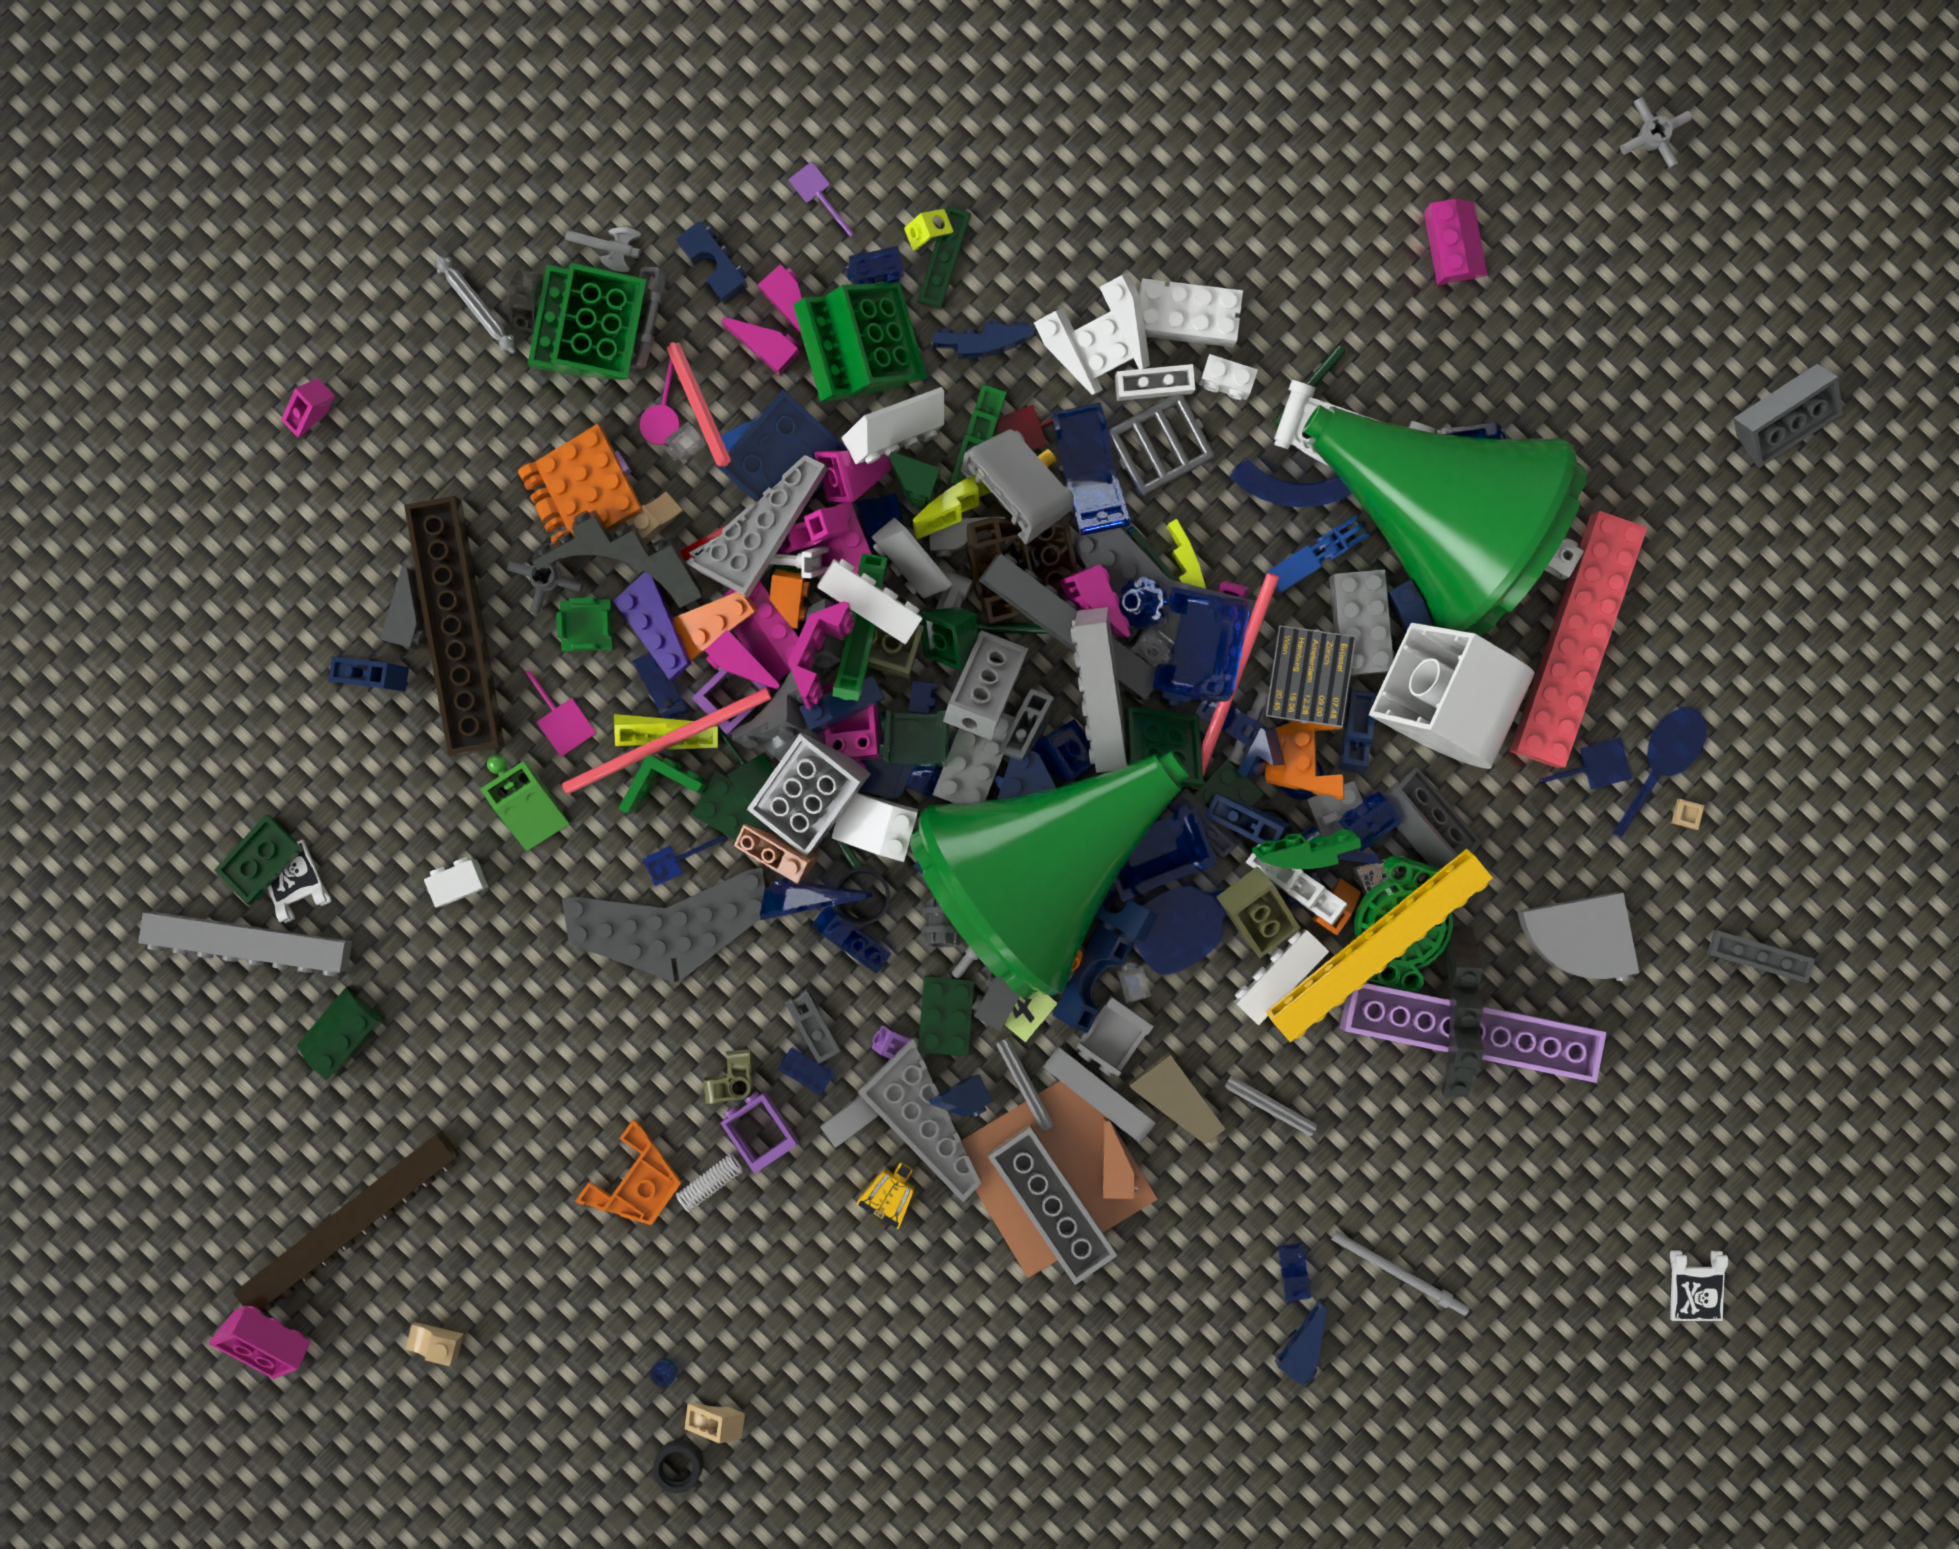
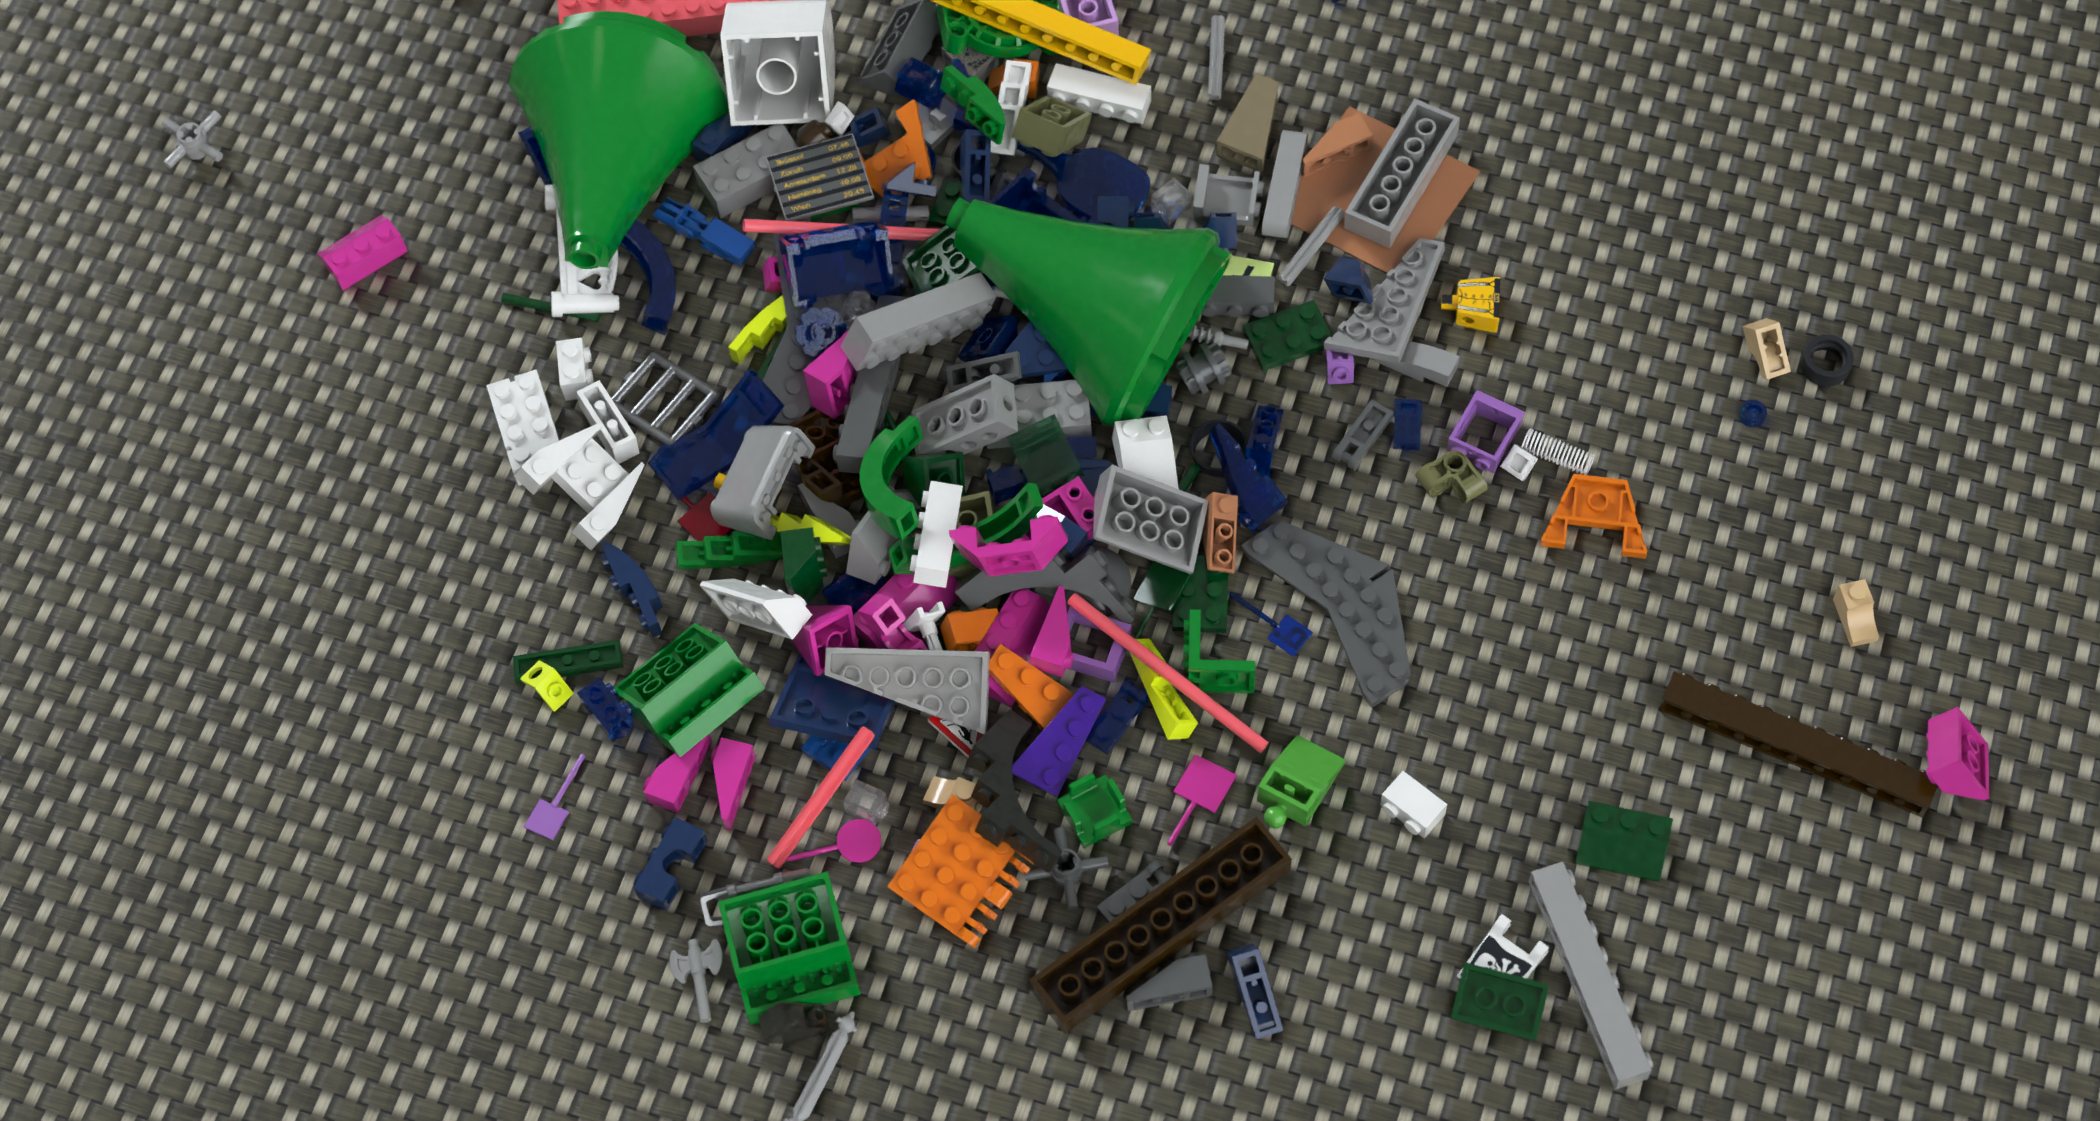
camera: 110 degrees left, 25 degrees down
(497, 621) = (1132, 891): none -> dark grey plate
(717, 1144) = (1519, 462): none -> white tile
(955, 574) = (880, 460): none -> green arch
(1361, 692) = (812, 133): none -> dark brown head
(1366, 723) = (839, 118): none -> white tile

